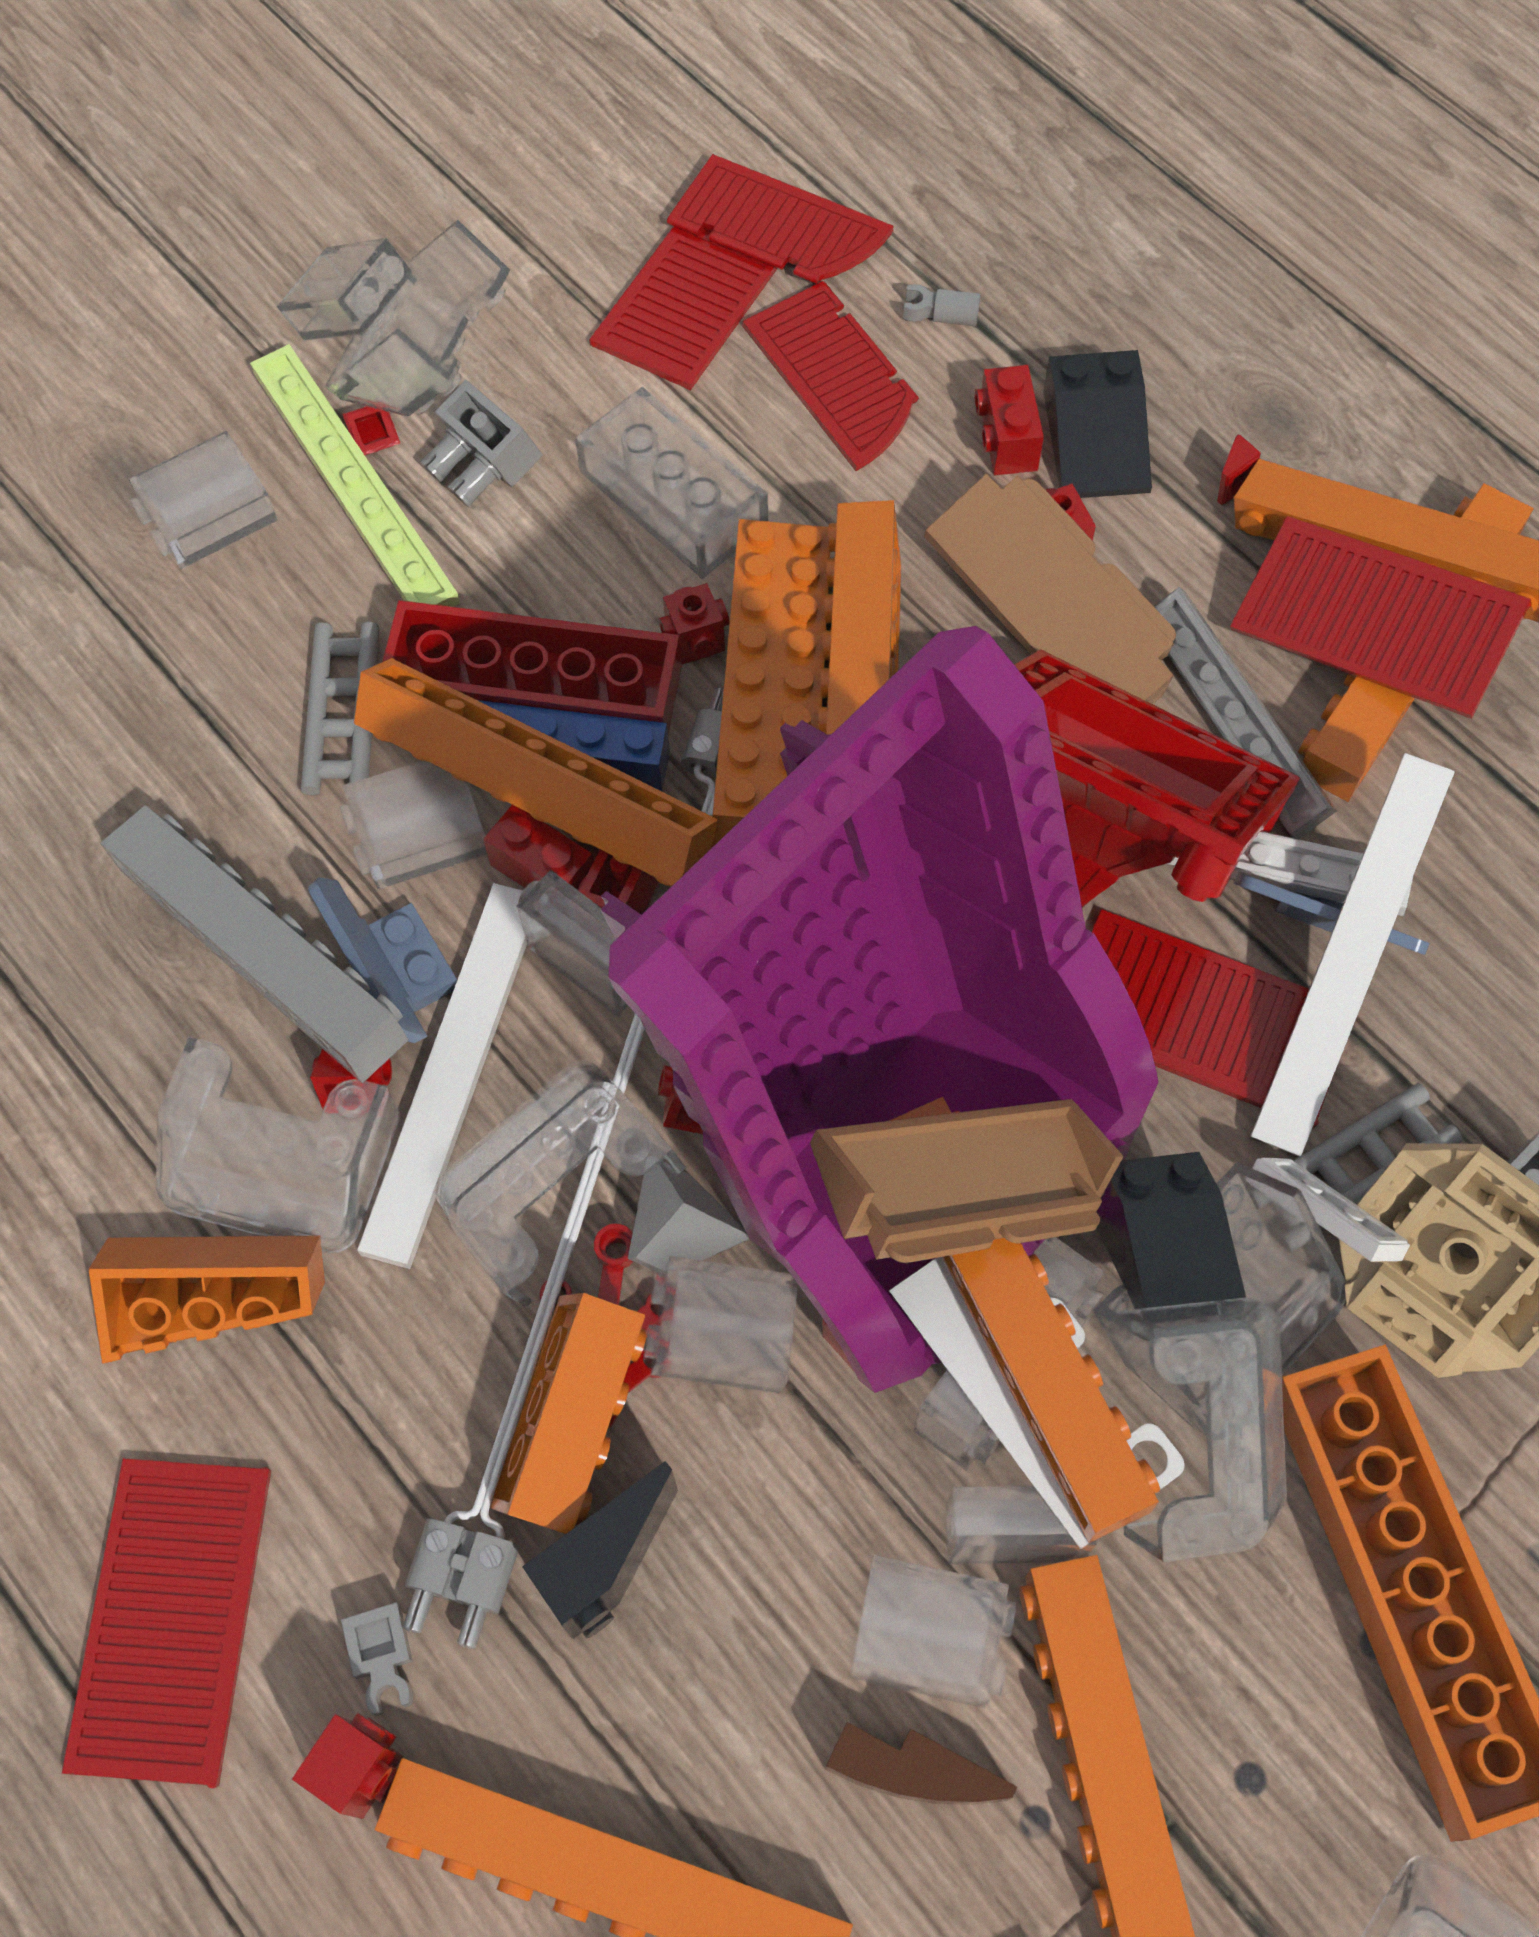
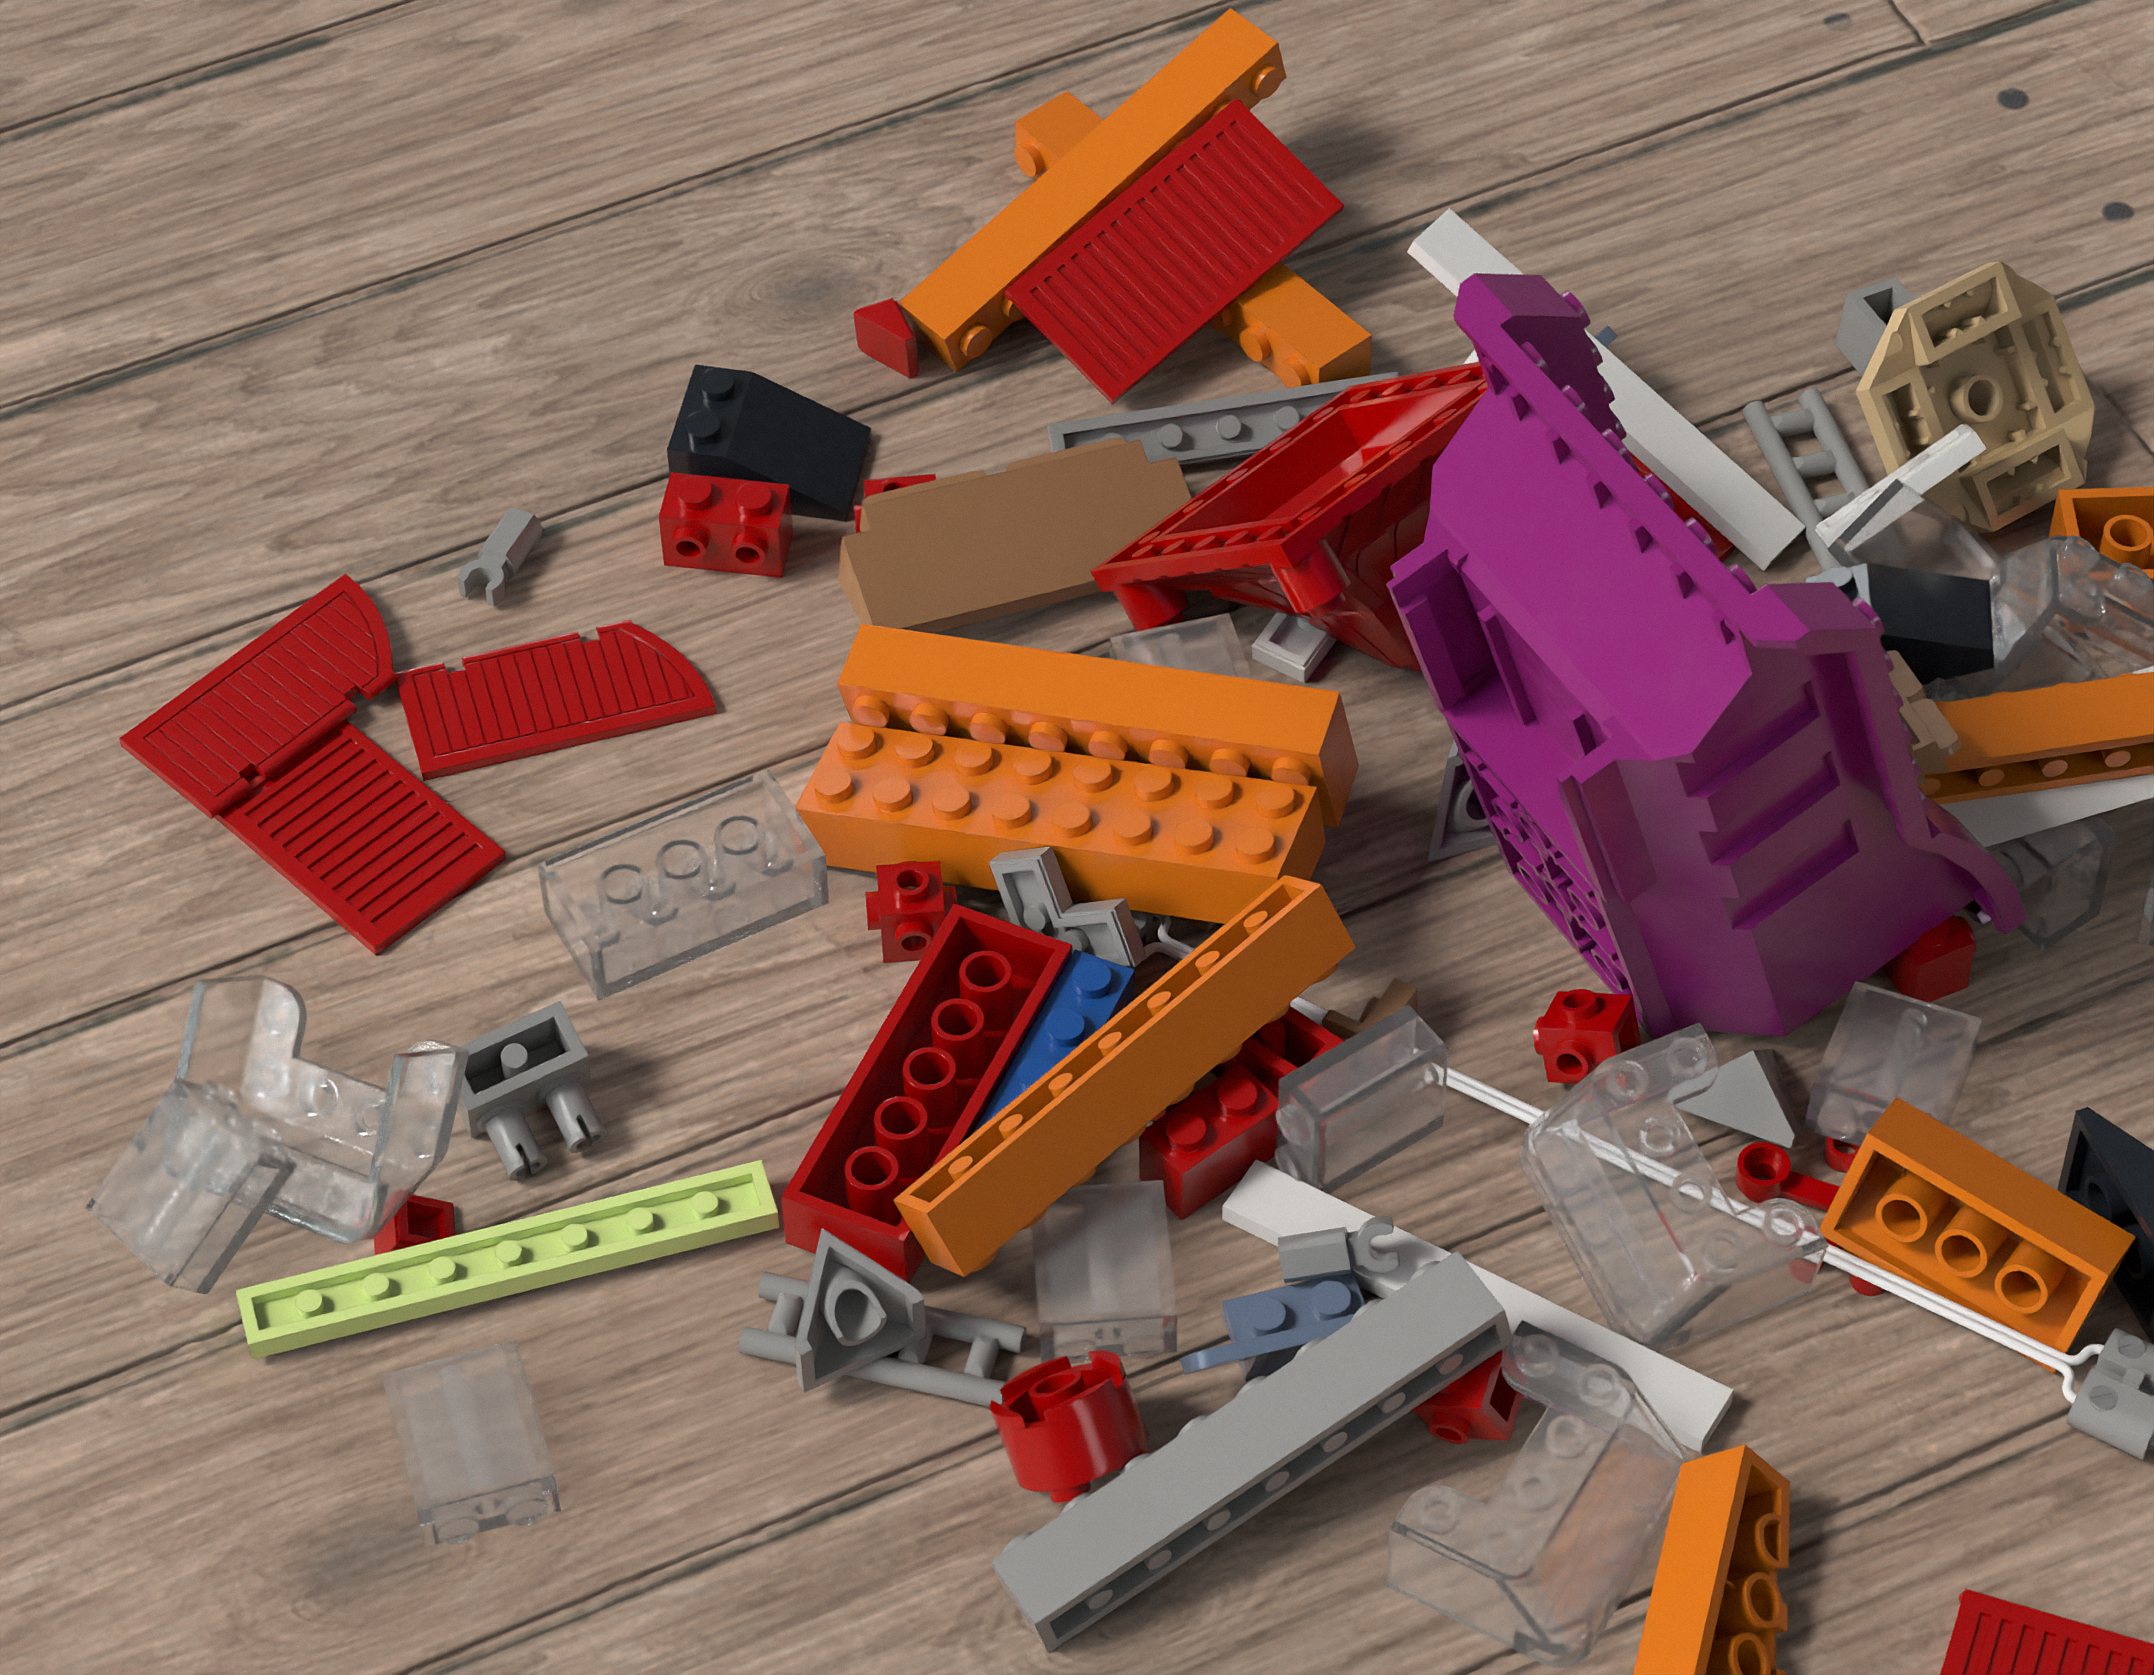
camera: 75 degrees left, 15 degrees down
(260, 823) = (1069, 1424): none -> red brick
(319, 666) = (852, 1314): none -> light grey slope
(454, 959) = (1335, 1251): none -> light grey bar
(689, 713) = (1041, 902): none -> light grey tile

